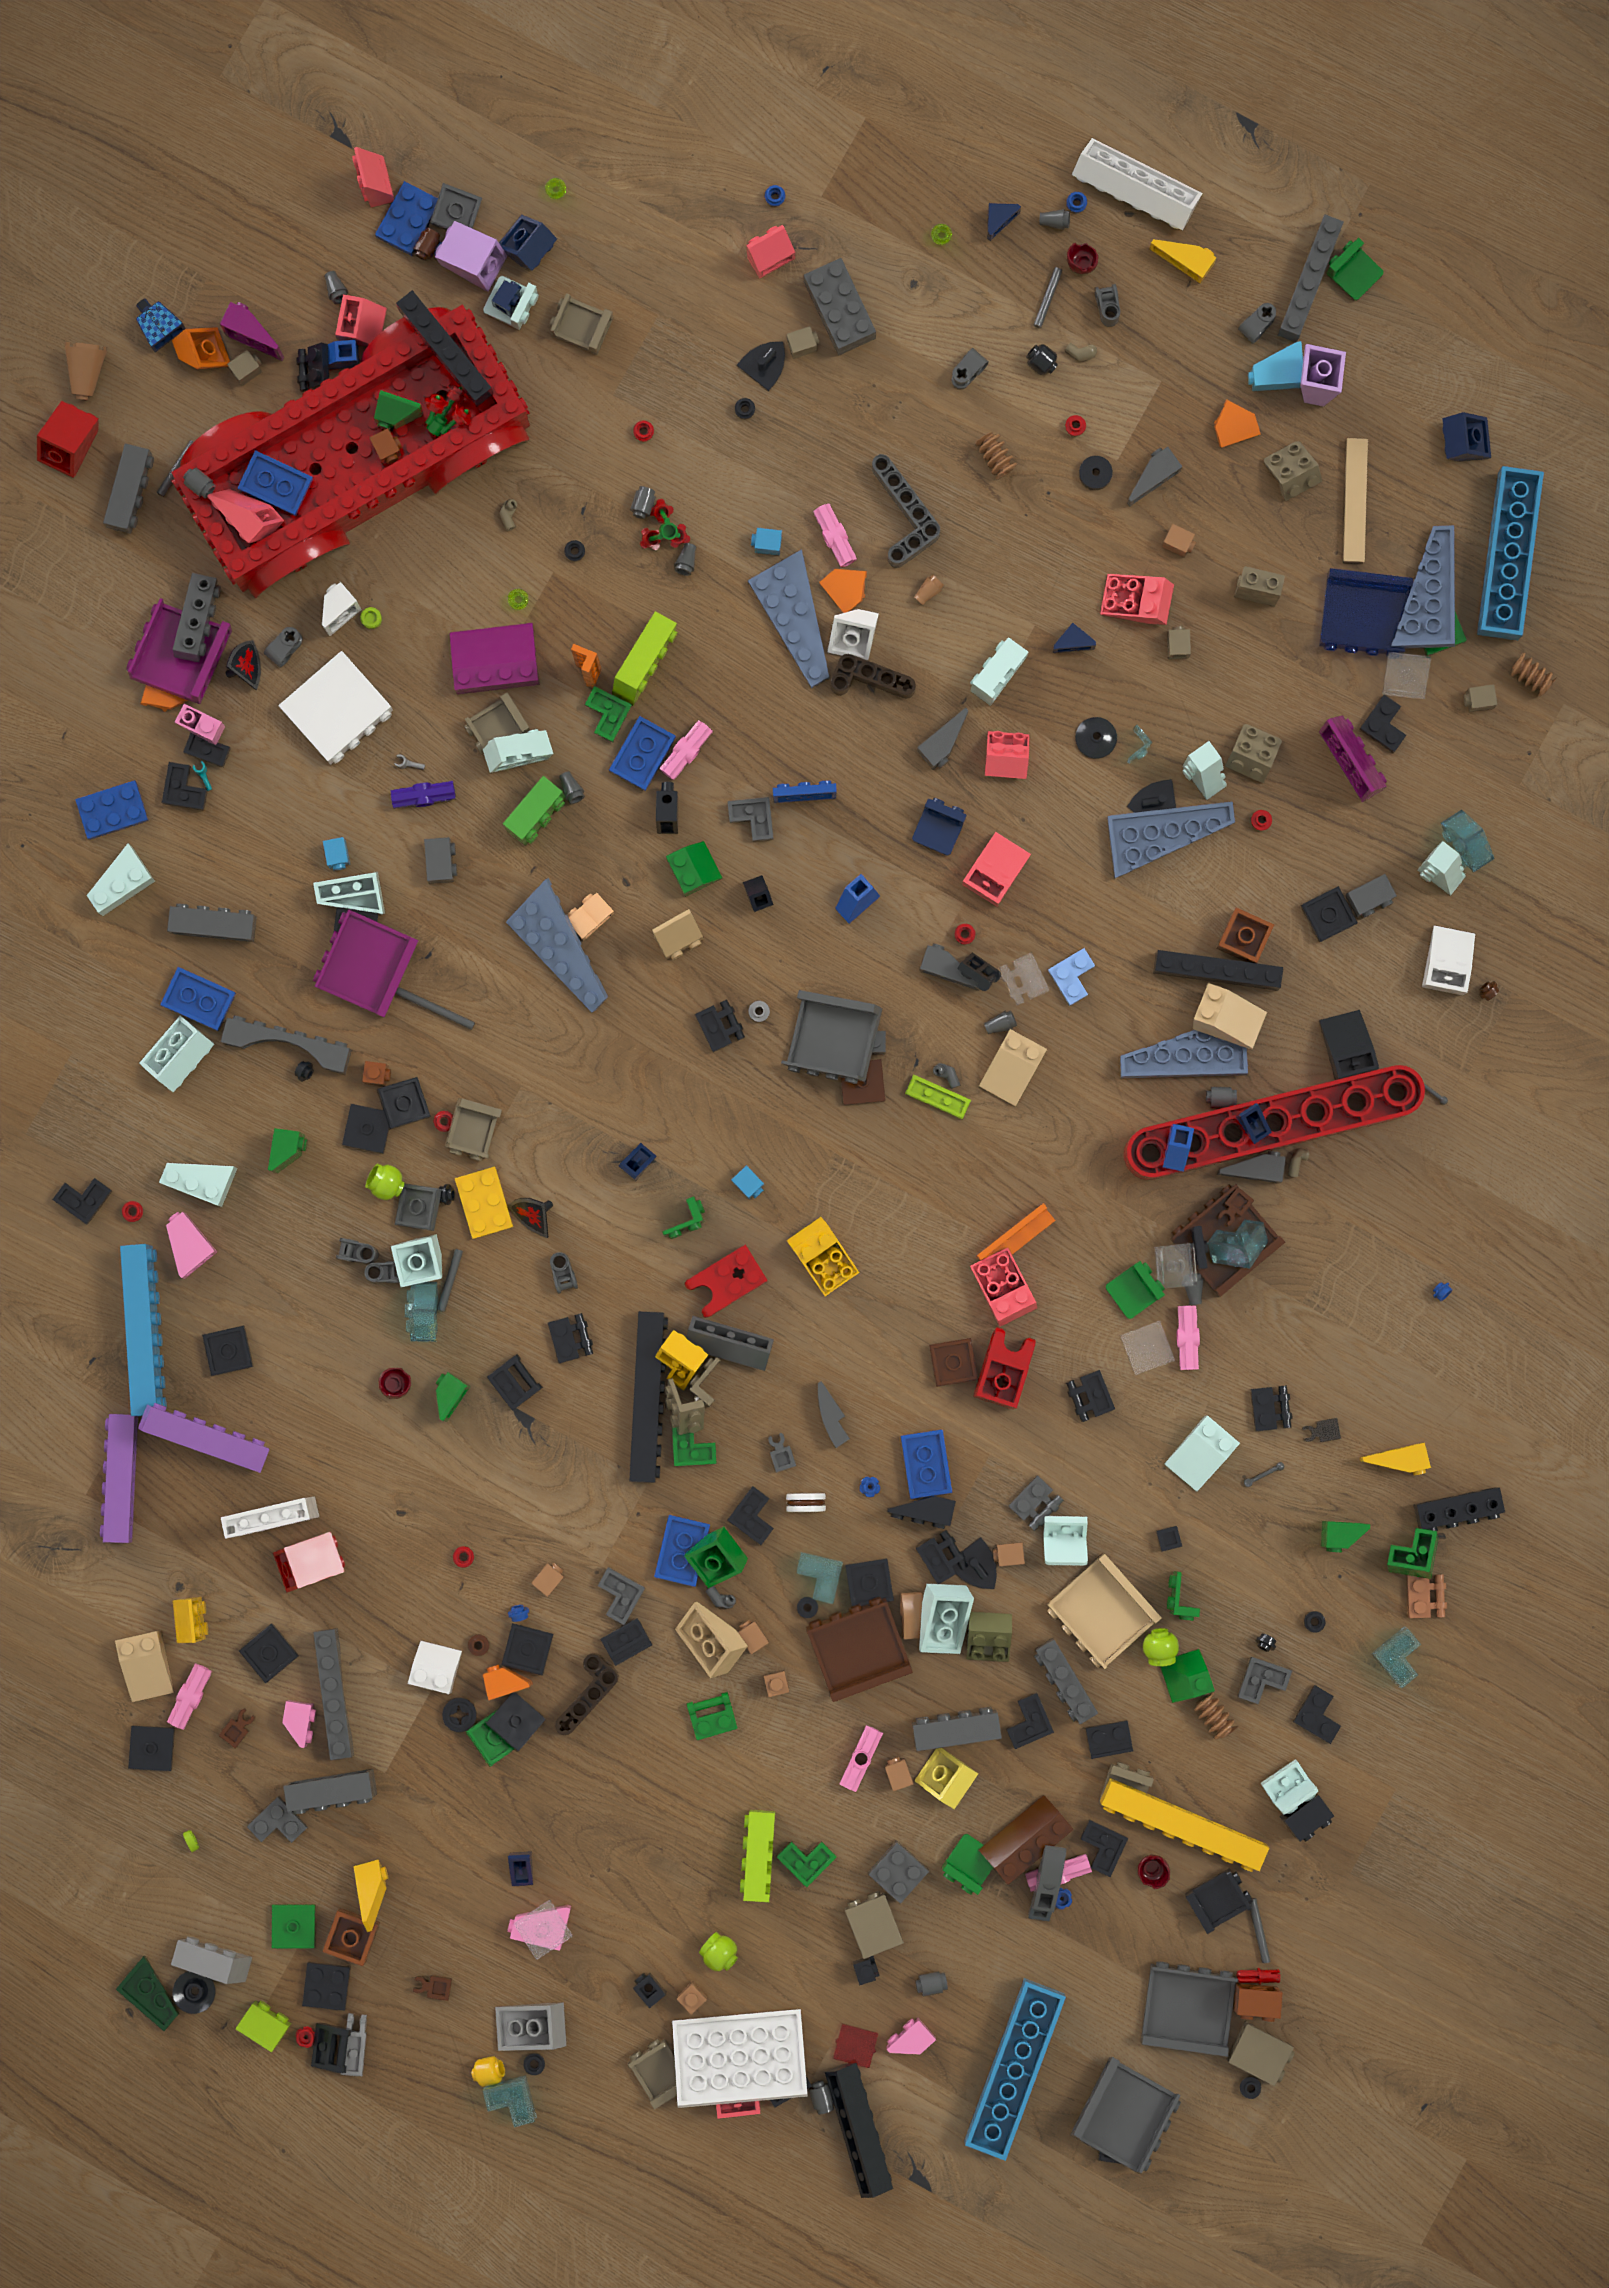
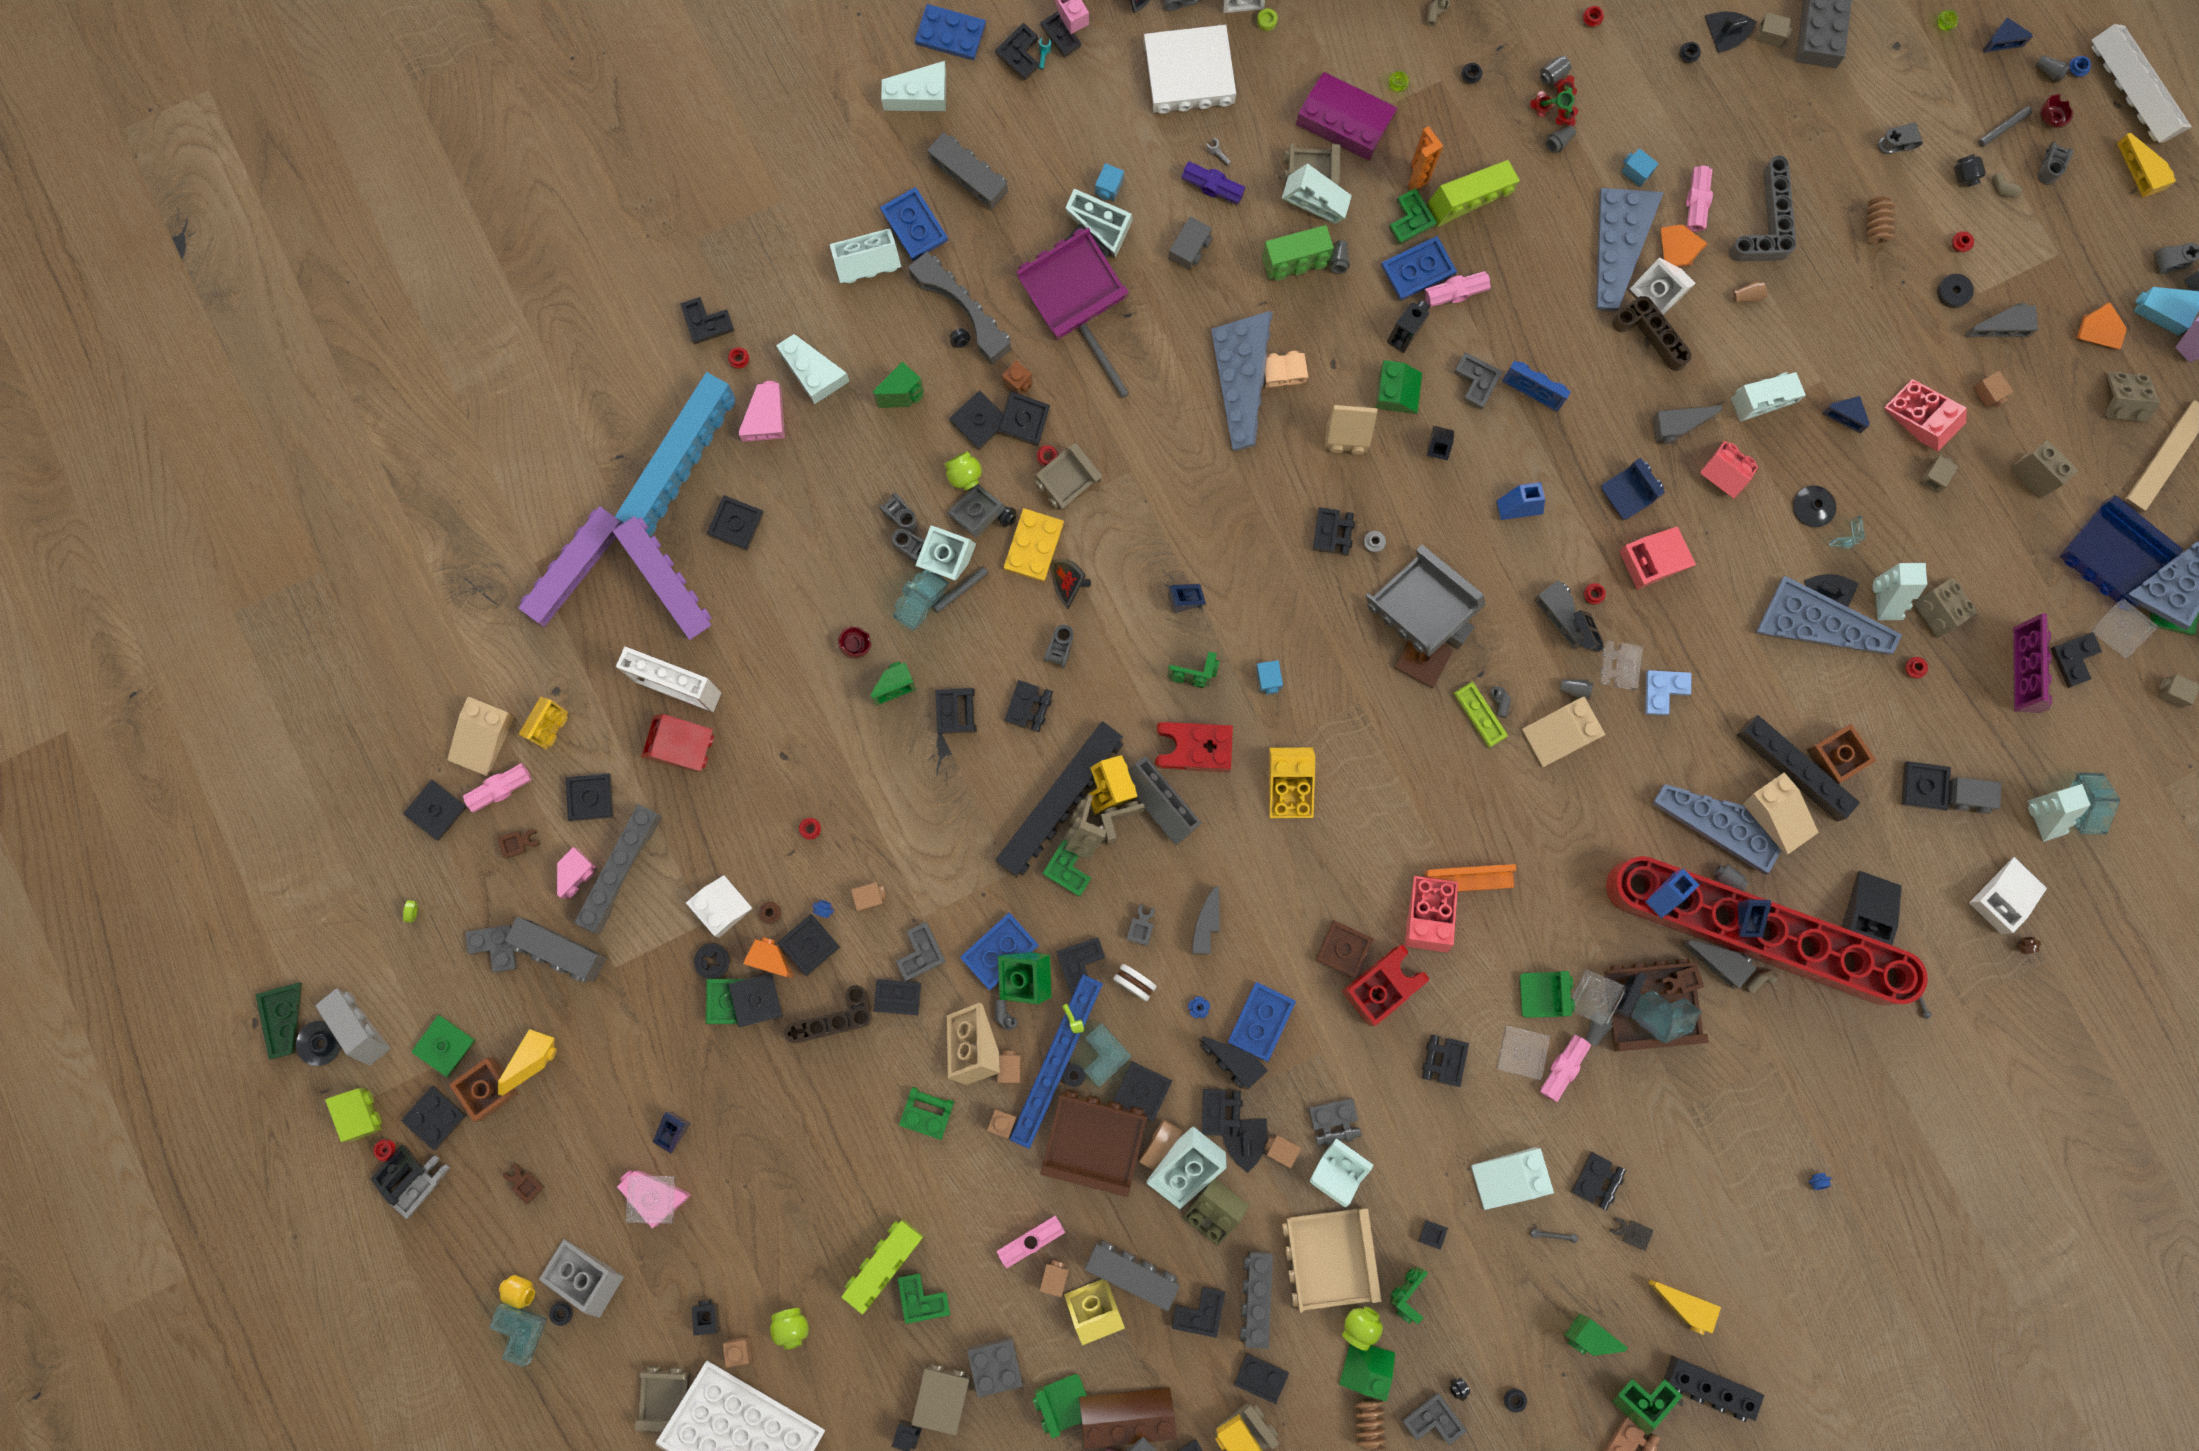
camera: 30 degrees right, 5 degrees down
(783, 1568) = (1076, 1026): none -> lime hand
(785, 1606) = (1054, 1063): none -> blue tile

